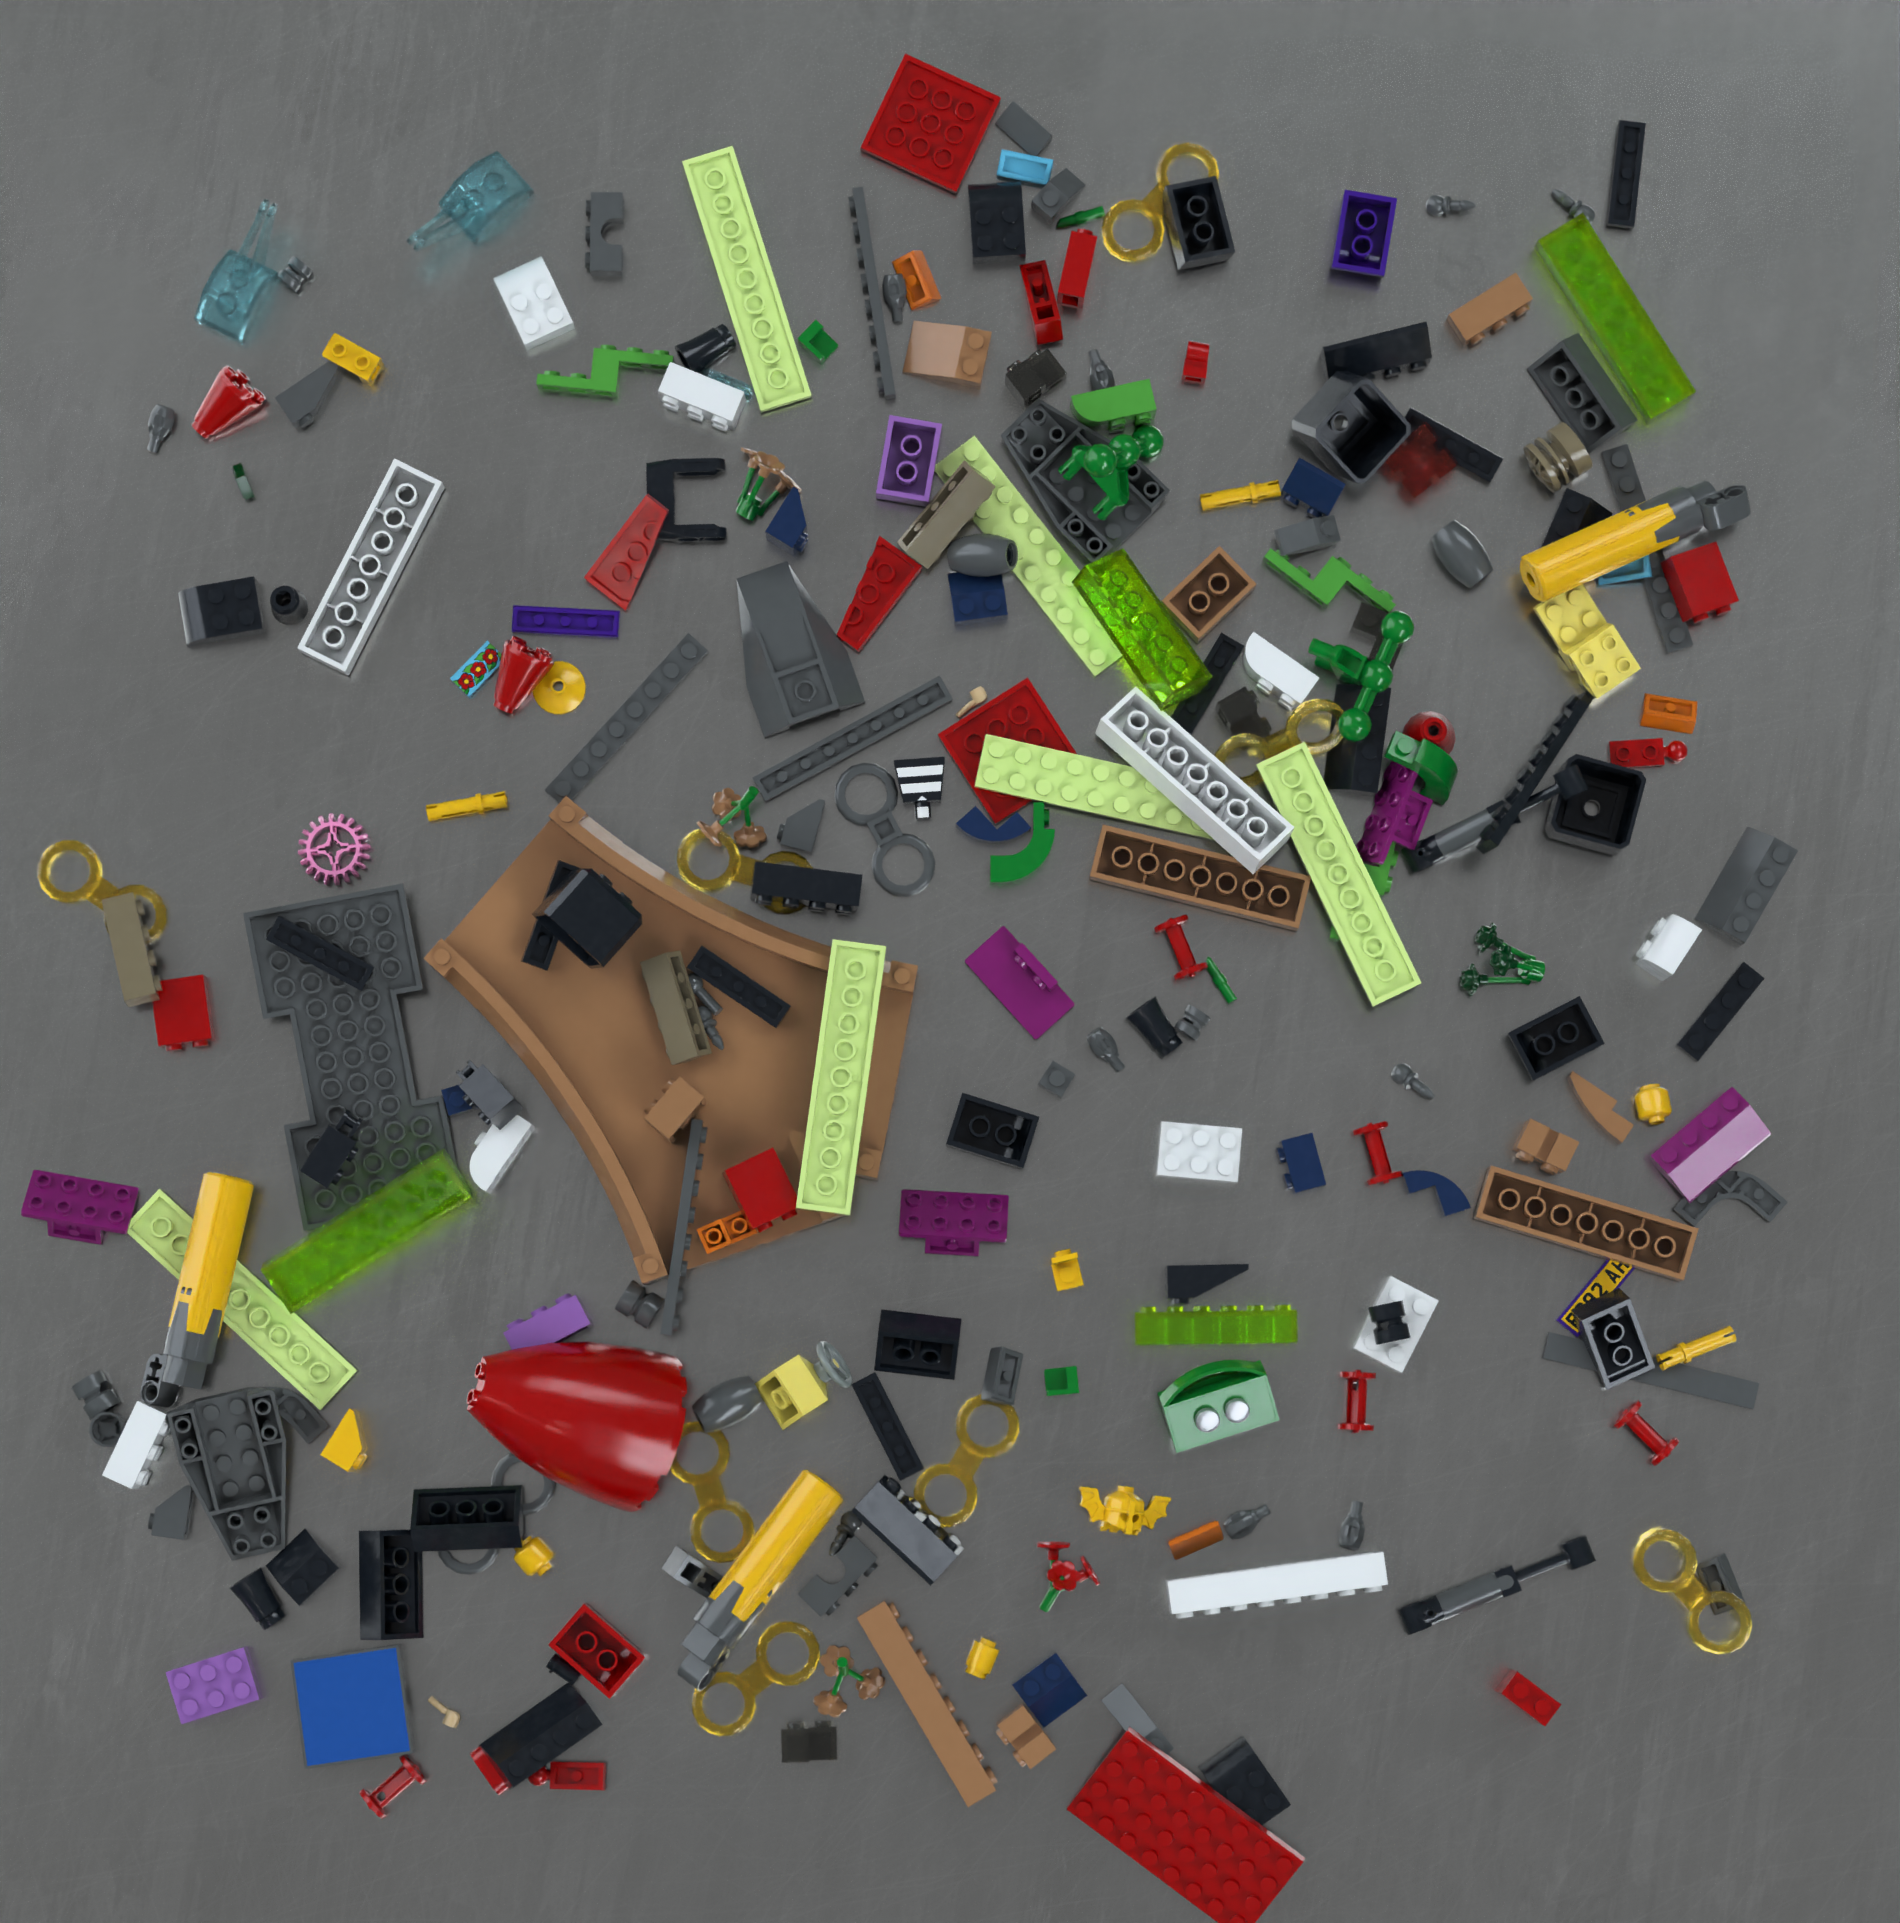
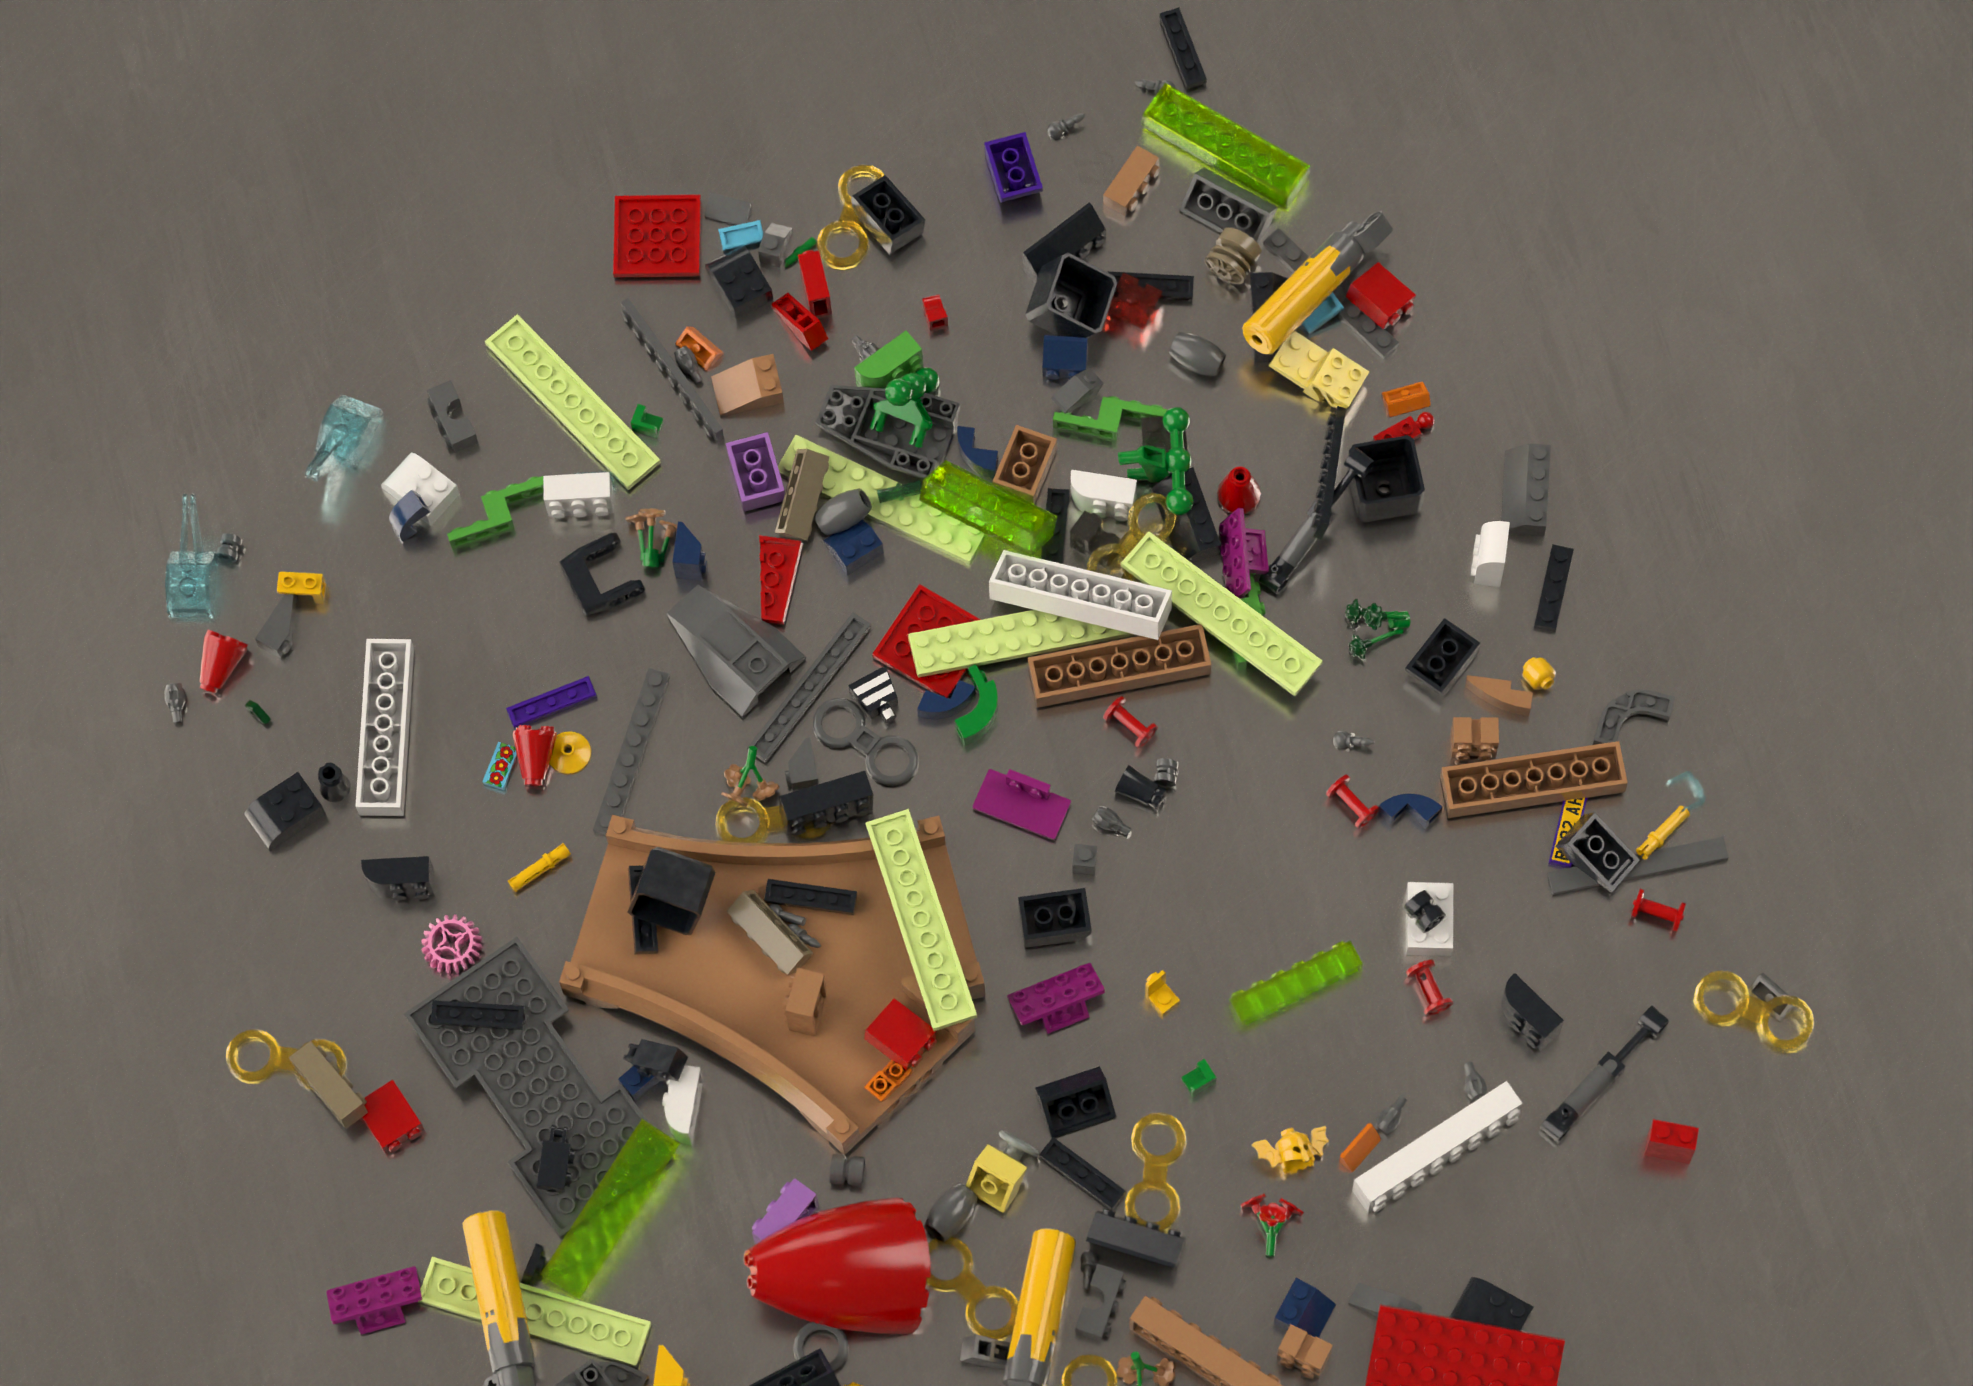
camera: 20 degrees left, 15 degrees down
(264, 1248) = (534, 1265): none -> black piece
(311, 750) = (400, 877): none -> black brick
(504, 332) = (406, 513): none -> brick
(626, 556) = (575, 633): red wing -> none
(686, 1215) = (857, 1100): dark grey plate -> none
(705, 348) = (566, 459): black plant -> none
(978, 695) = (890, 616): tan hand -> none
(981, 1658) = (1241, 1312): yellow brick -> none
(1002, 1376) = (1151, 1095): dark grey slope -> none
(1034, 377) = (819, 373): clear smoke brick -> none
(1043, 558) = (899, 491): none -> clear green pin
(1164, 566) = (979, 460): none -> dark blue brick
(1190, 1281) = (1261, 954): black slope -> none
(1199, 1152) = (1218, 862): white brick -> none
(1218, 1404) = (1324, 1034): piece -> none
(1220, 981) = (1173, 735): green piece -> none
(1235, 496) = (1021, 383): yellow pin -> none
(1301, 1163) = (1299, 835): dark blue brick -> none
(1428, 761) = (1247, 502): green arch -> none
(1448, 1483) = (1530, 1013): none -> black brick
(1710, 1145) = (1596, 681): slope -> none
(1759, 1310) = (1697, 788): none -> clear light blue piece

